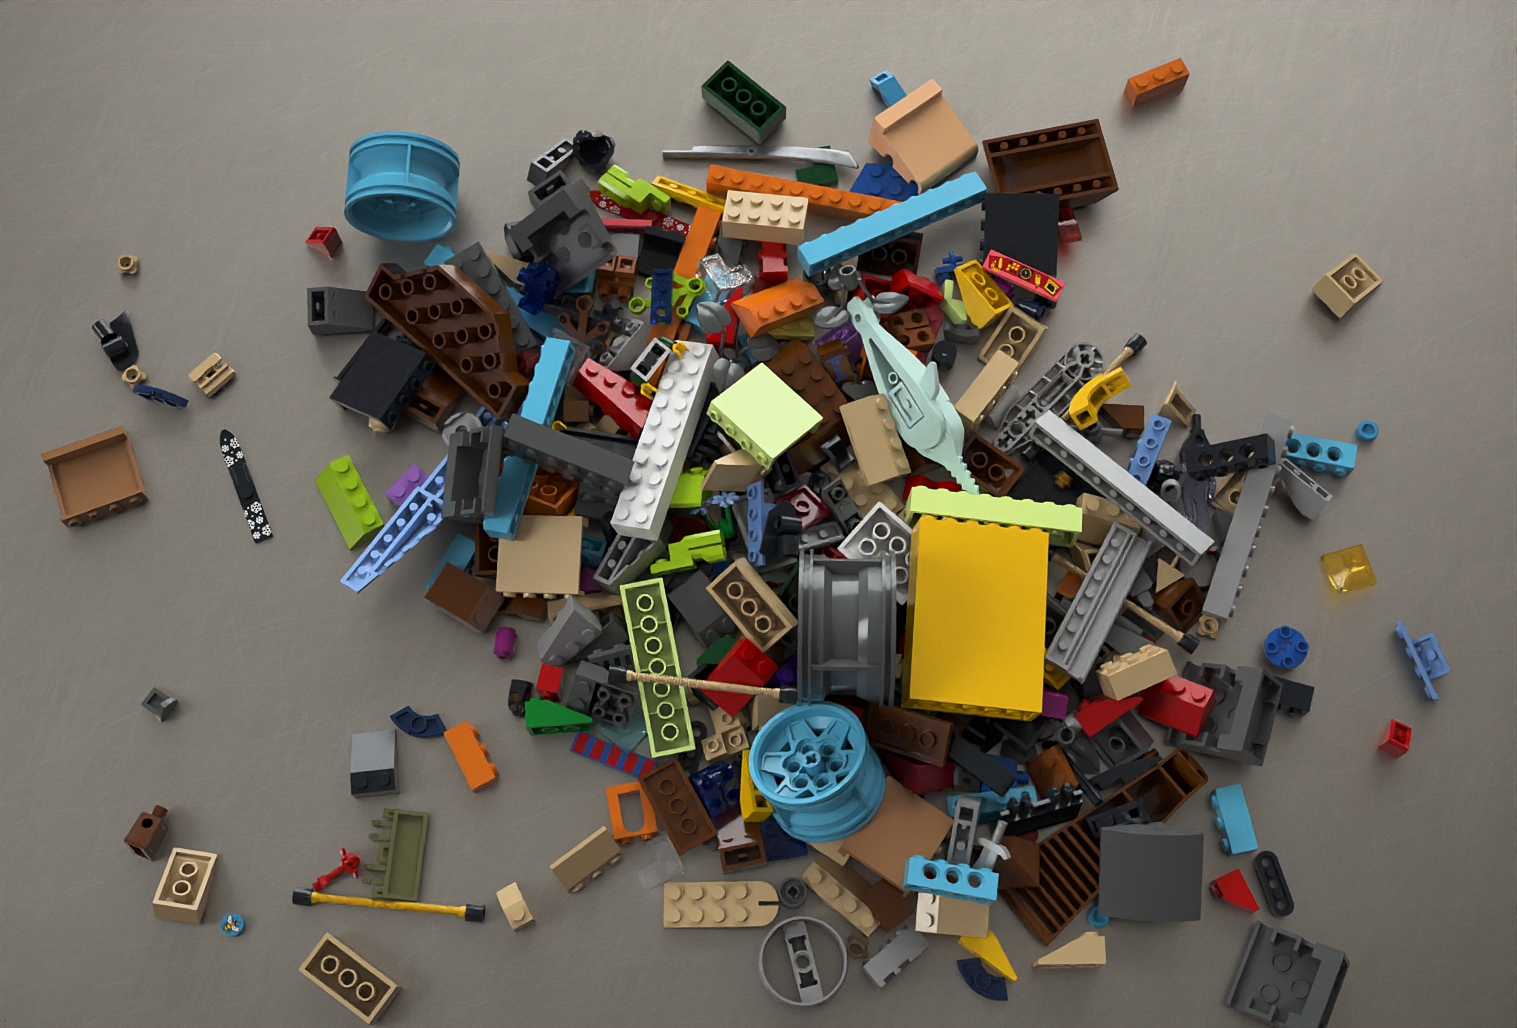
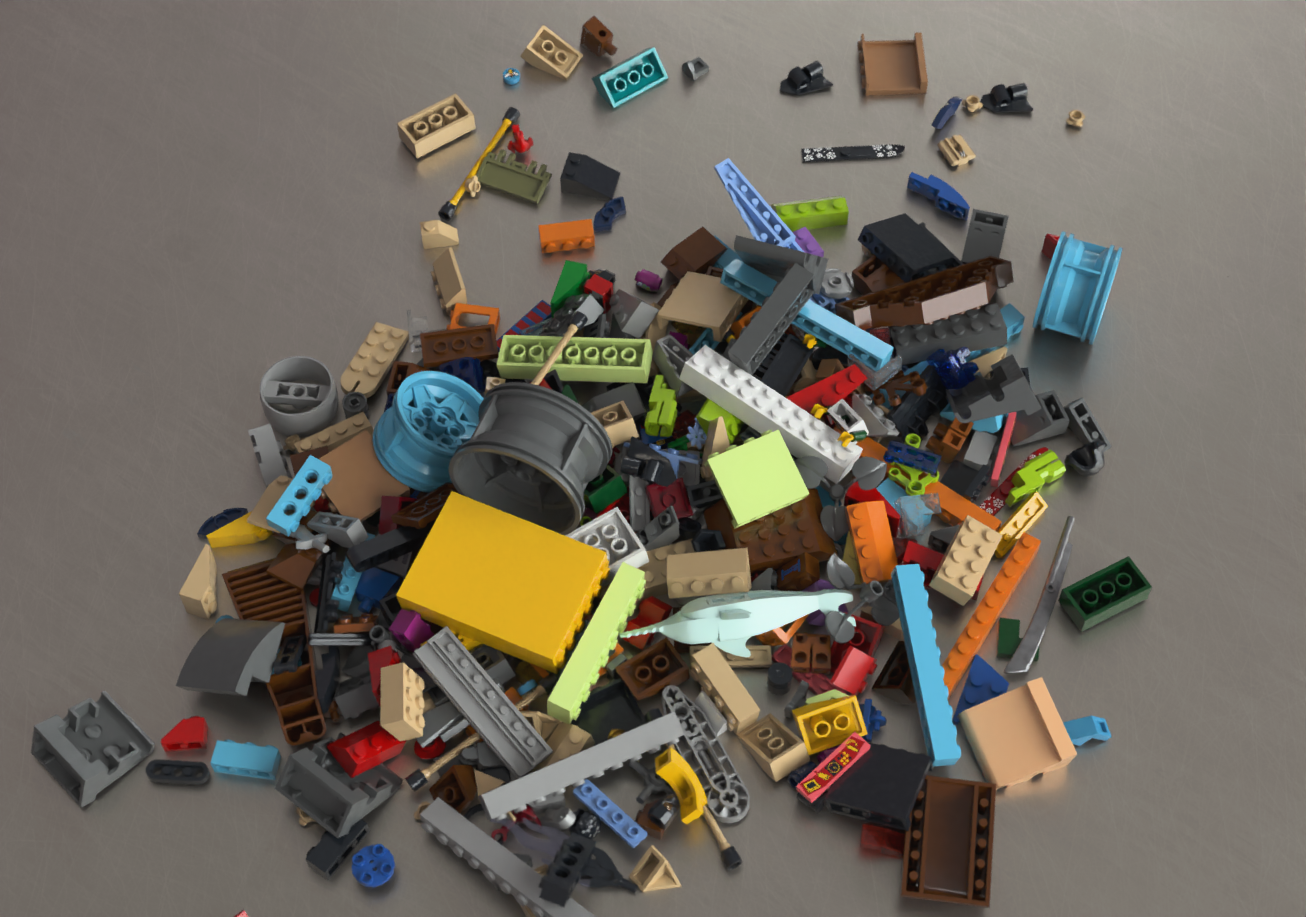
camera: 110 degrees right, 15 degrees down
(146, 568) = (805, 80): none -> black panel
(198, 774) = (630, 77): none -> teal slope
(286, 367) = (946, 197): none -> blue slope
(428, 897) = (472, 185): none -> tan plate
(1056, 573) = (527, 687): none -> dark azure tile
(1126, 405) = (664, 811): none -> black rock

